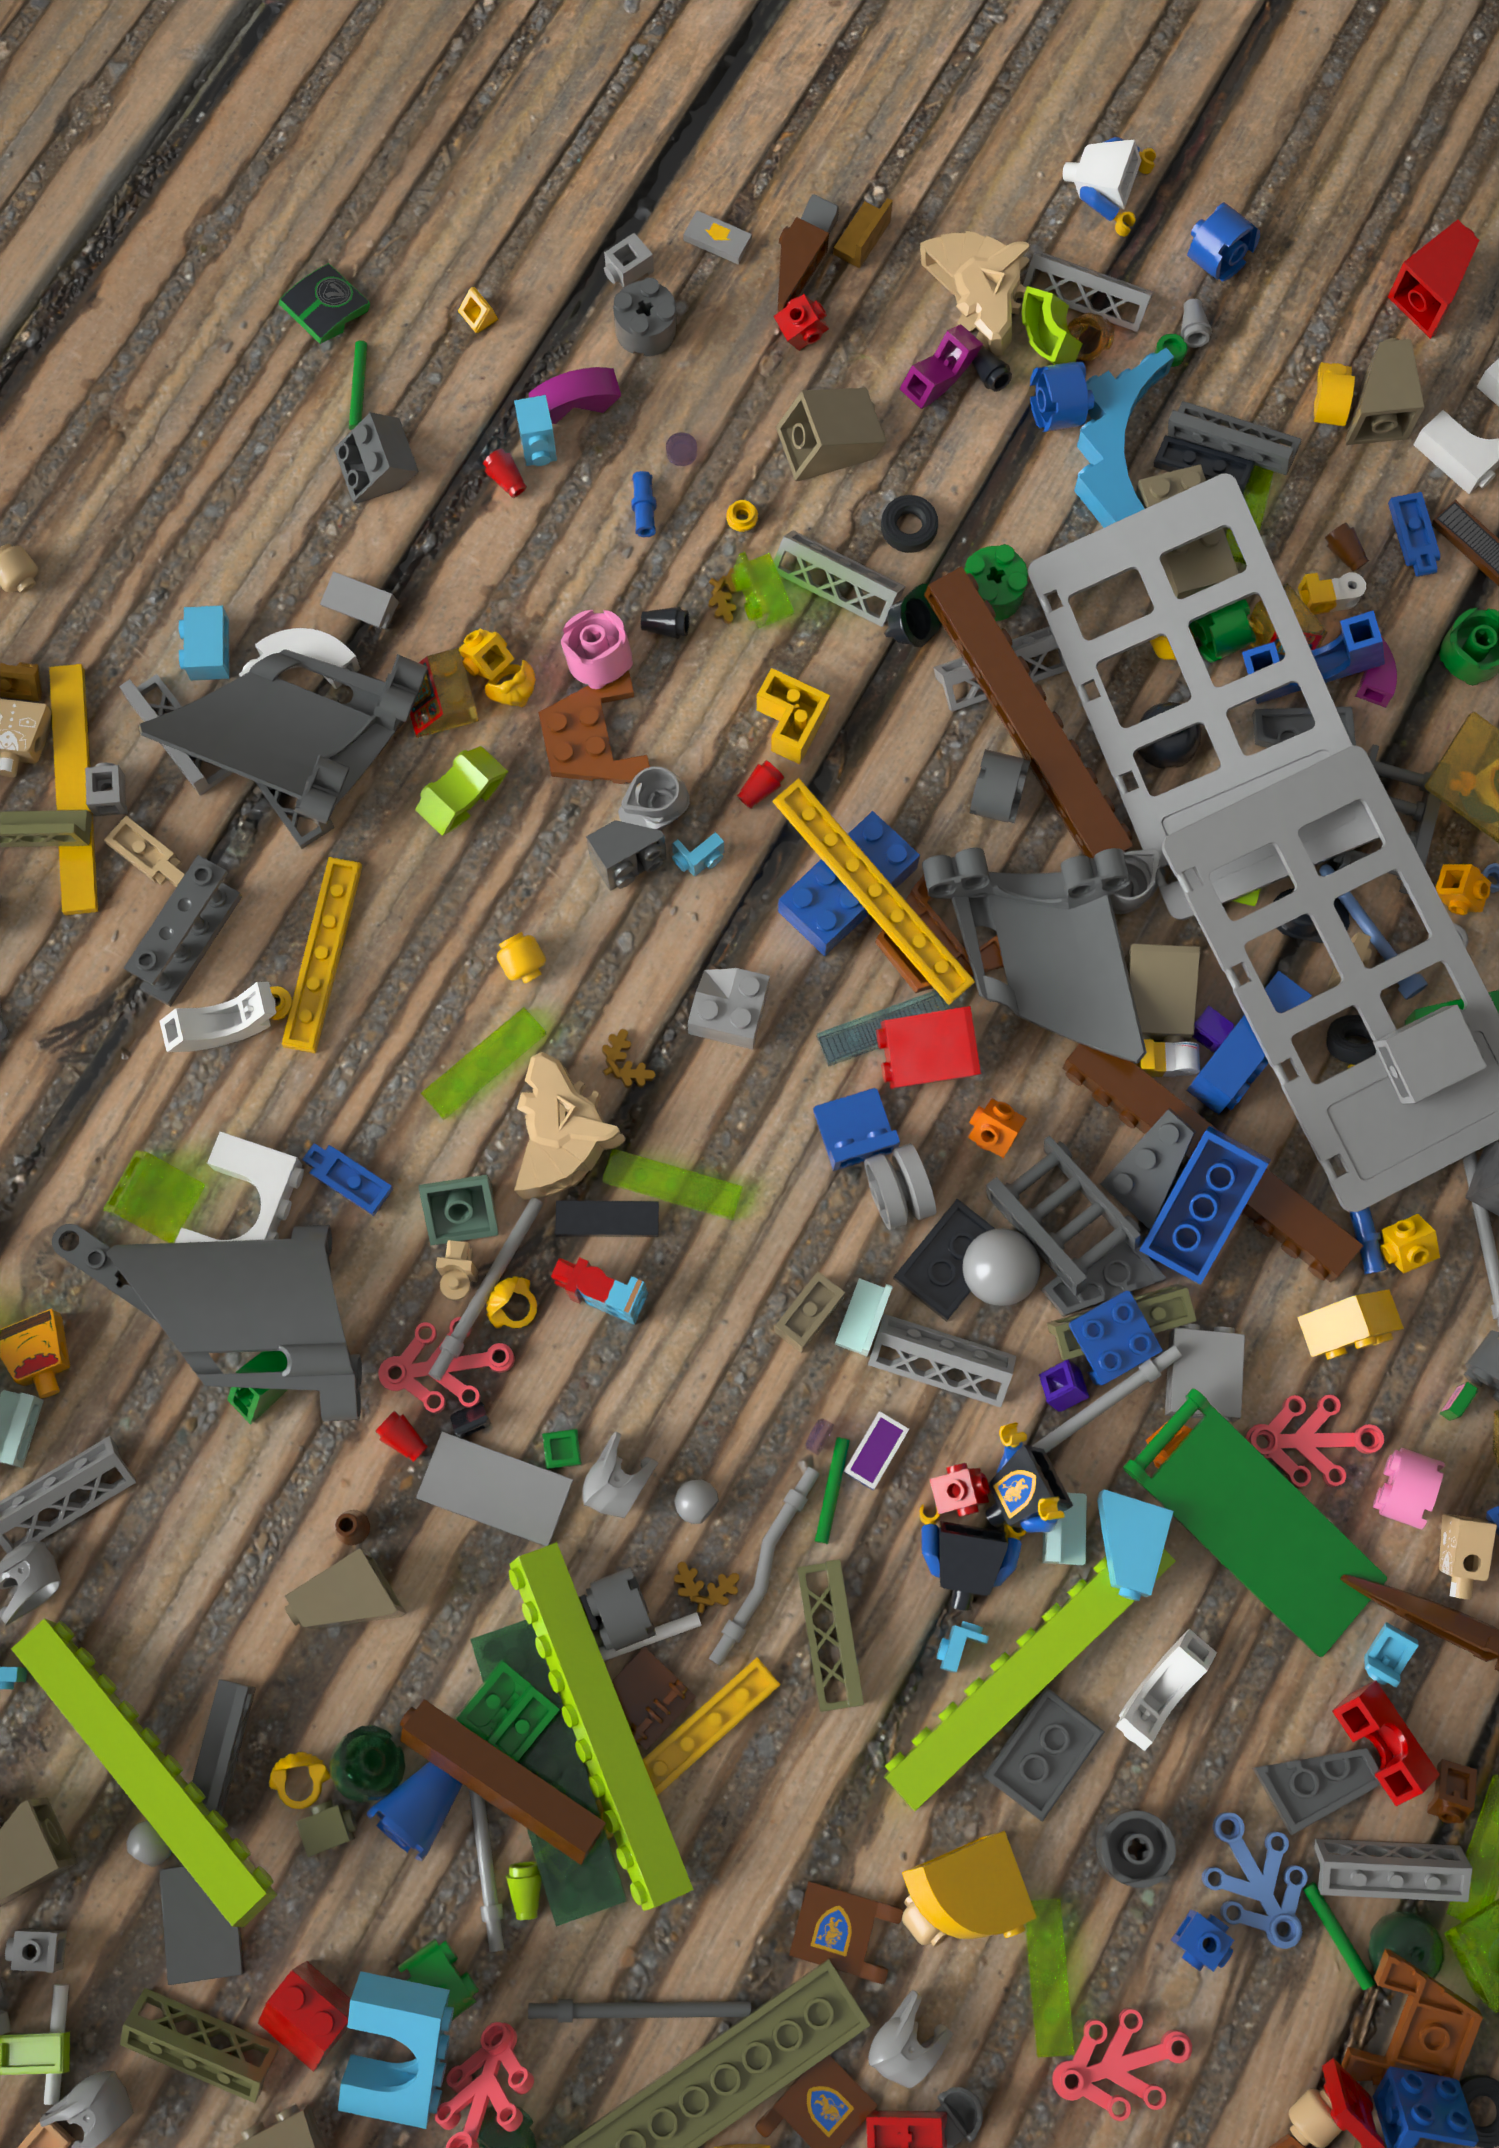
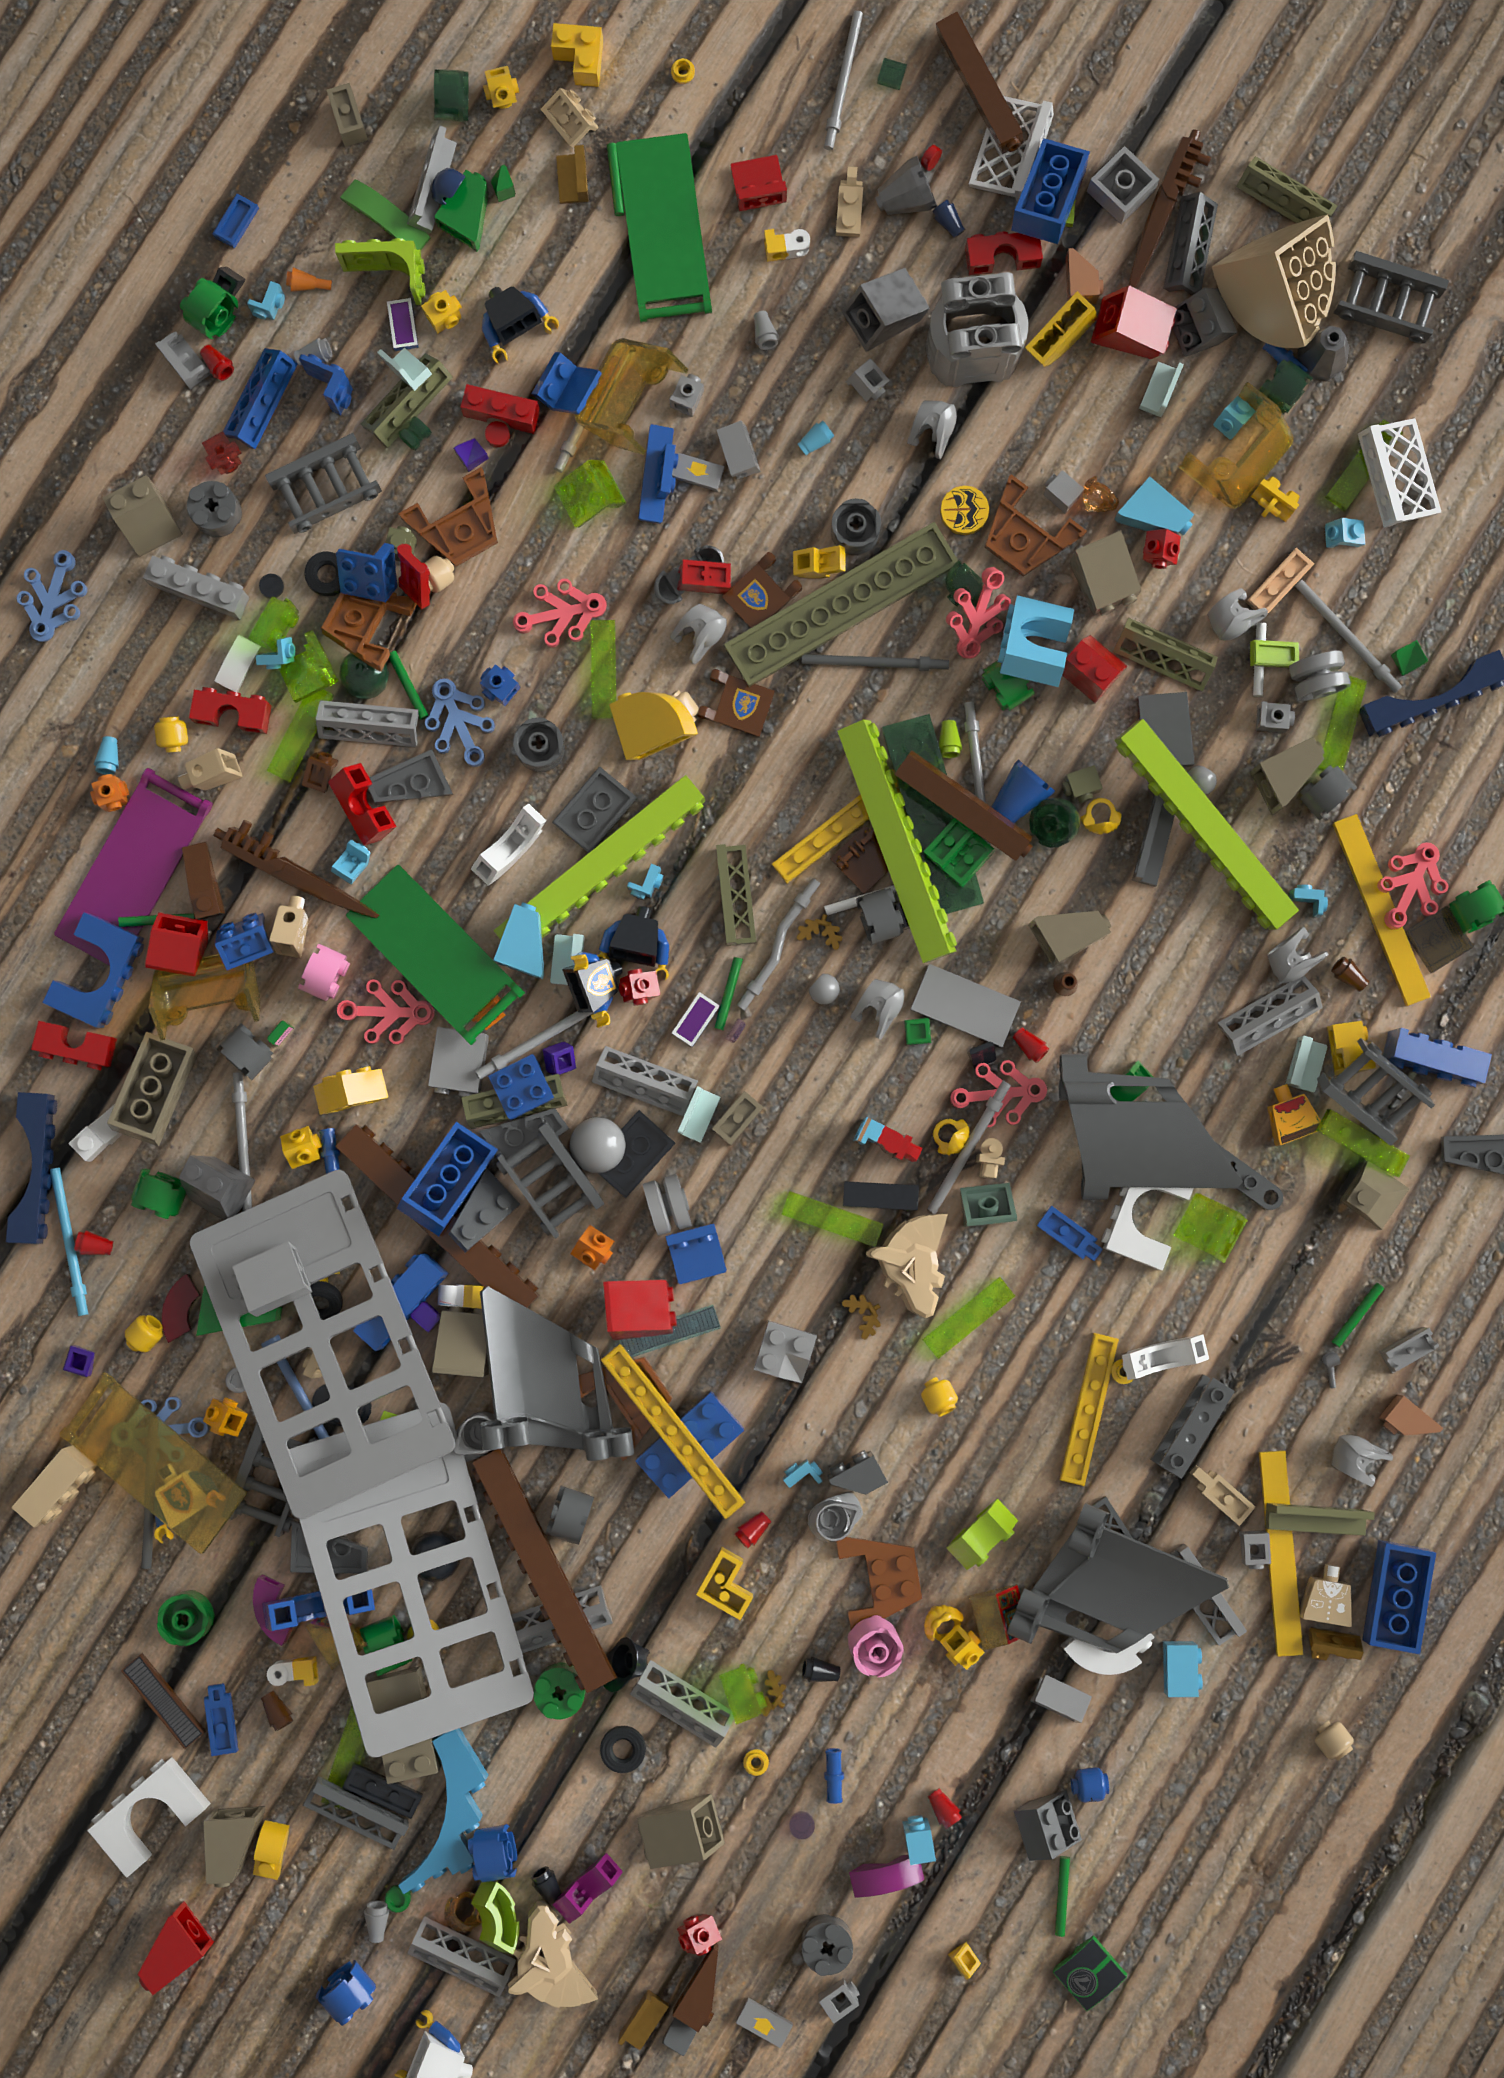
camera: 175 degrees left, 10 degrees up
(322, 506) = (1090, 1785): none -> blue head

